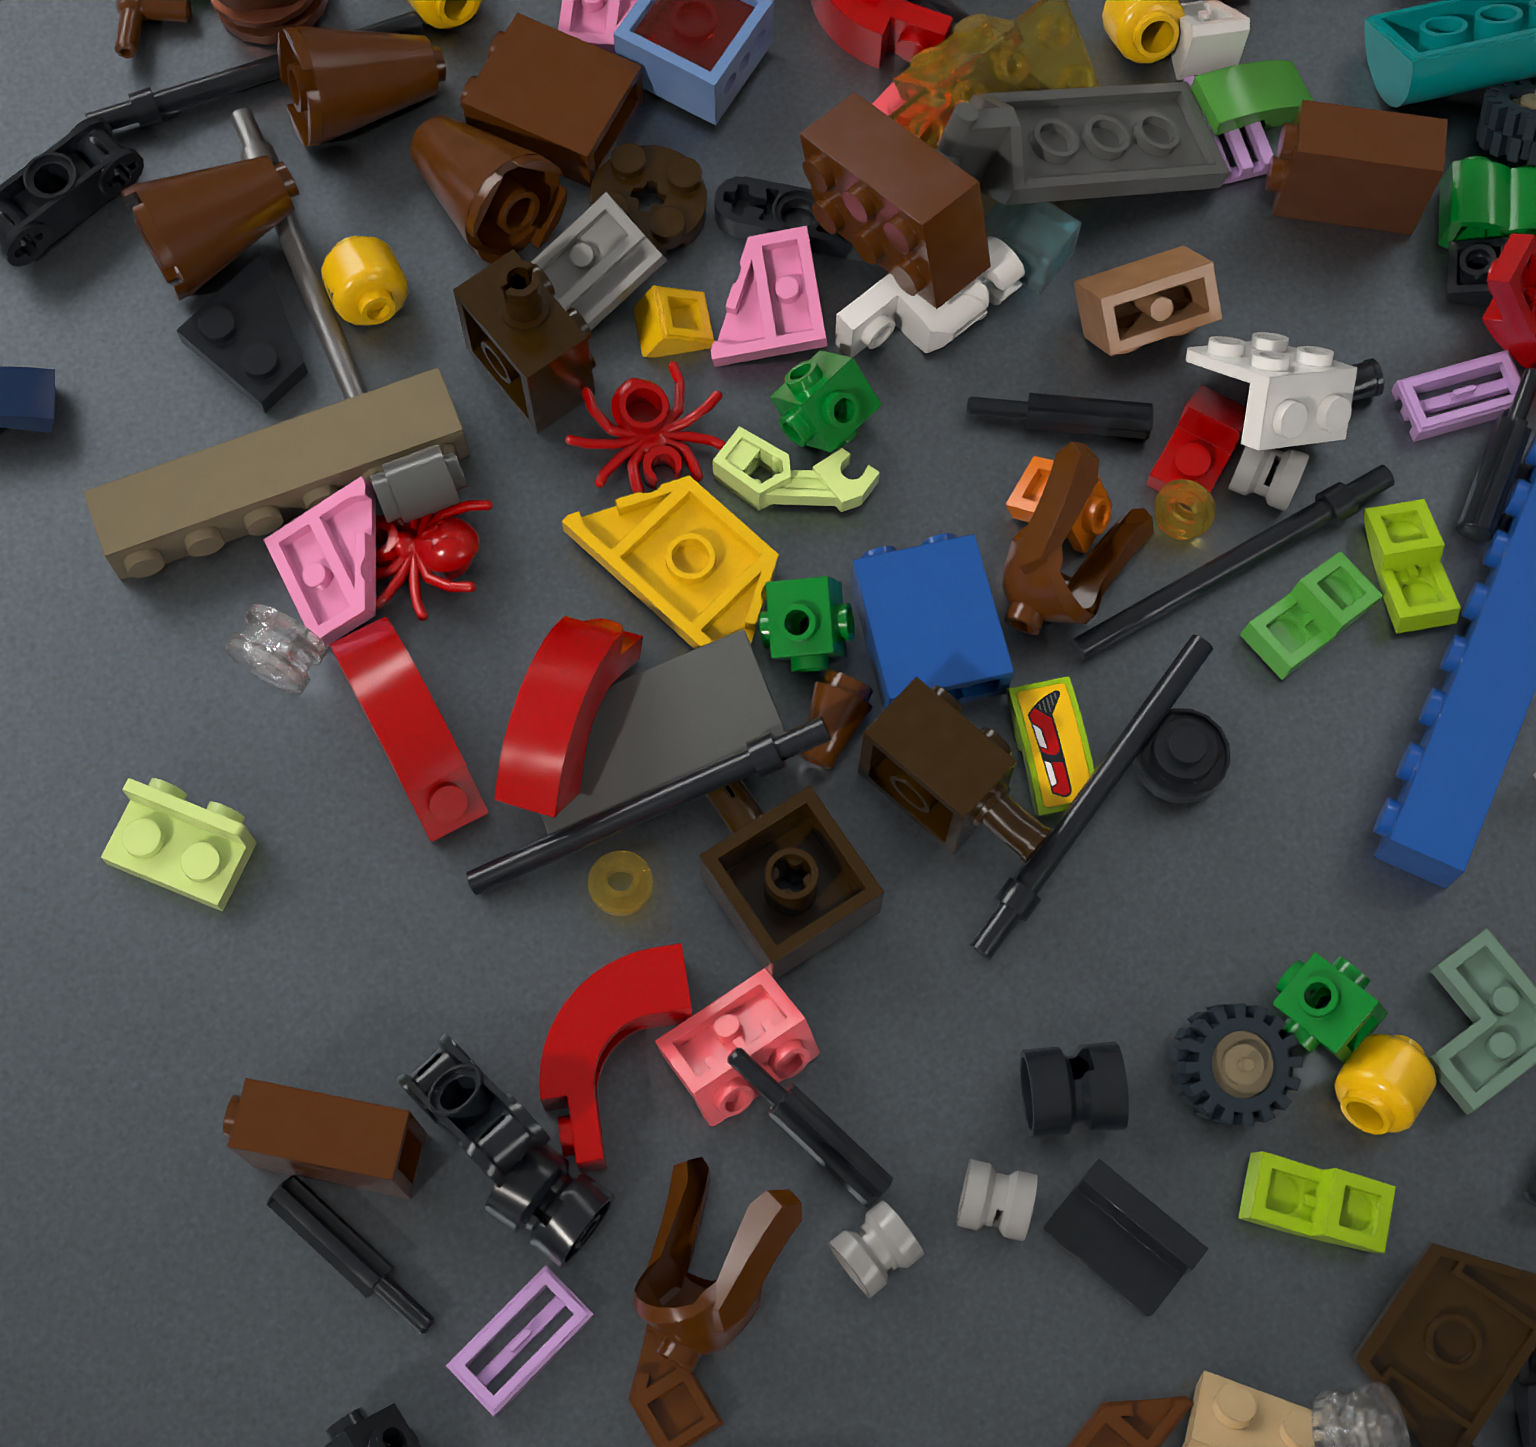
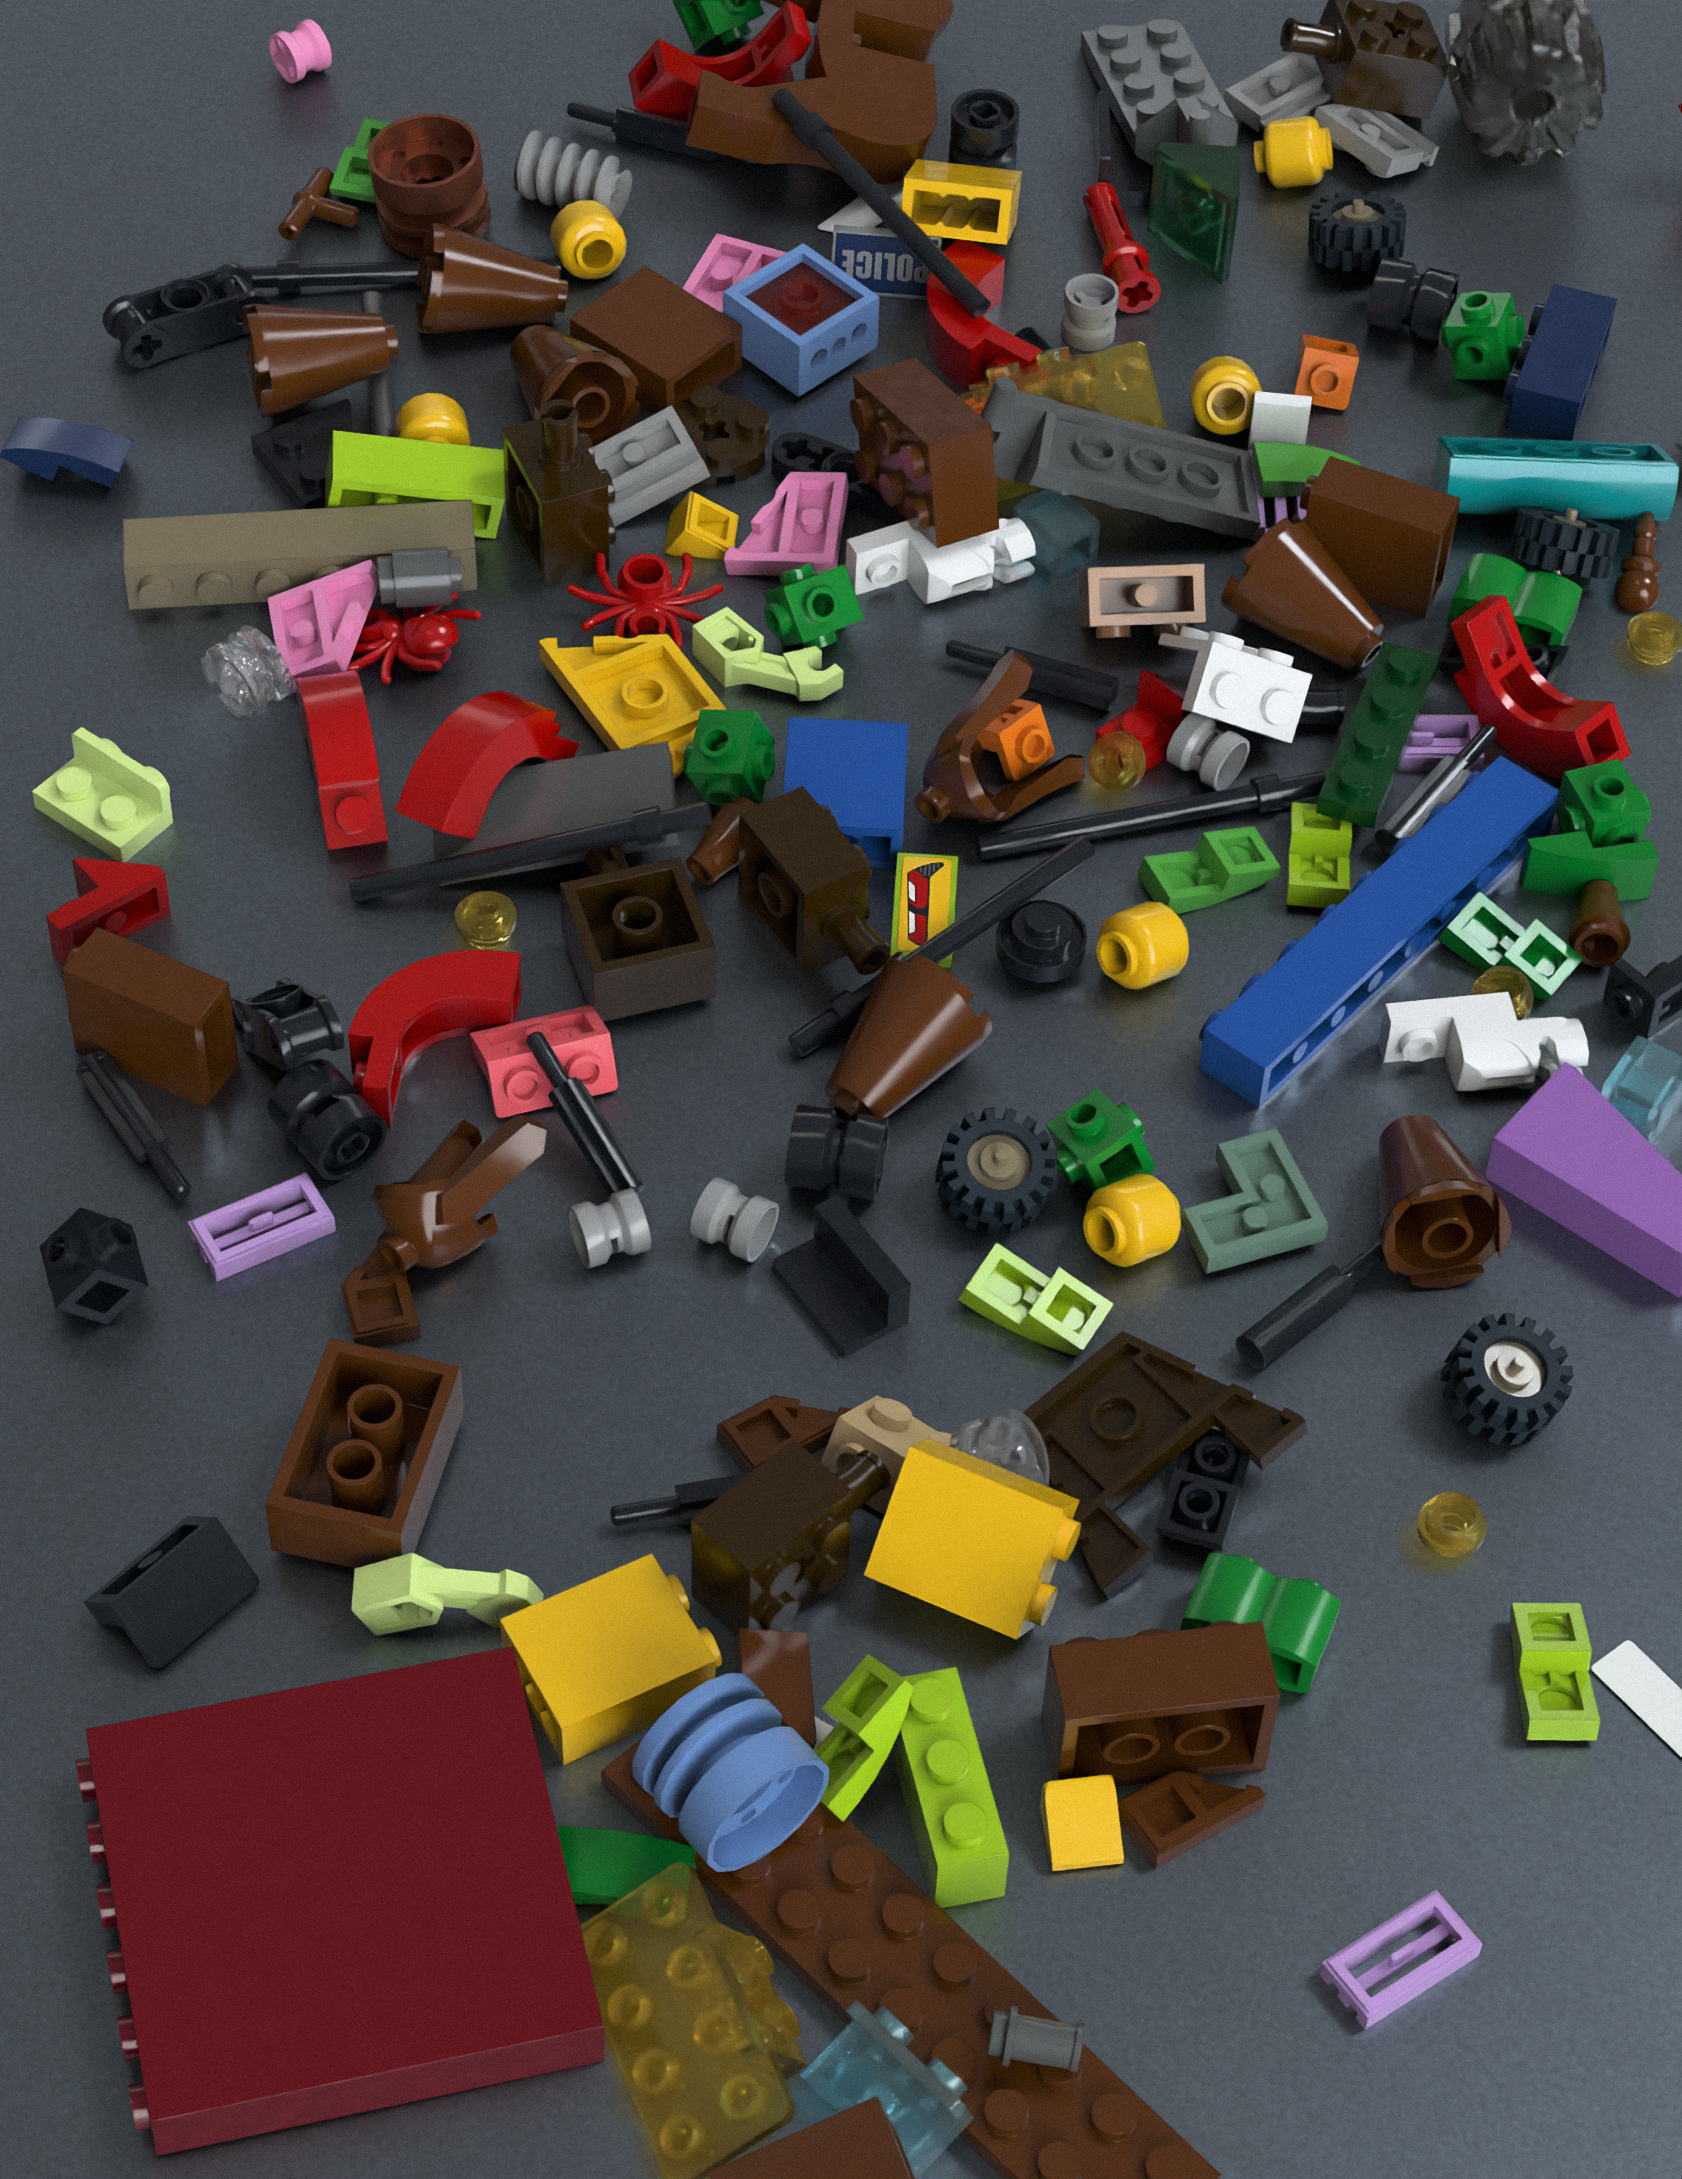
camera: 15 degrees right, 20 degrees down
(242, 980) = (111, 897): none -> red slope
(367, 350) = (405, 471): none -> lime brick
(1095, 939) = (905, 1038): none -> reddish brown cone
(1285, 736) = (1143, 945): none -> yellow head
(1308, 260) = (1304, 597): none -> reddish brown cone
(1428, 409) = (1378, 735): none -> dark green plate

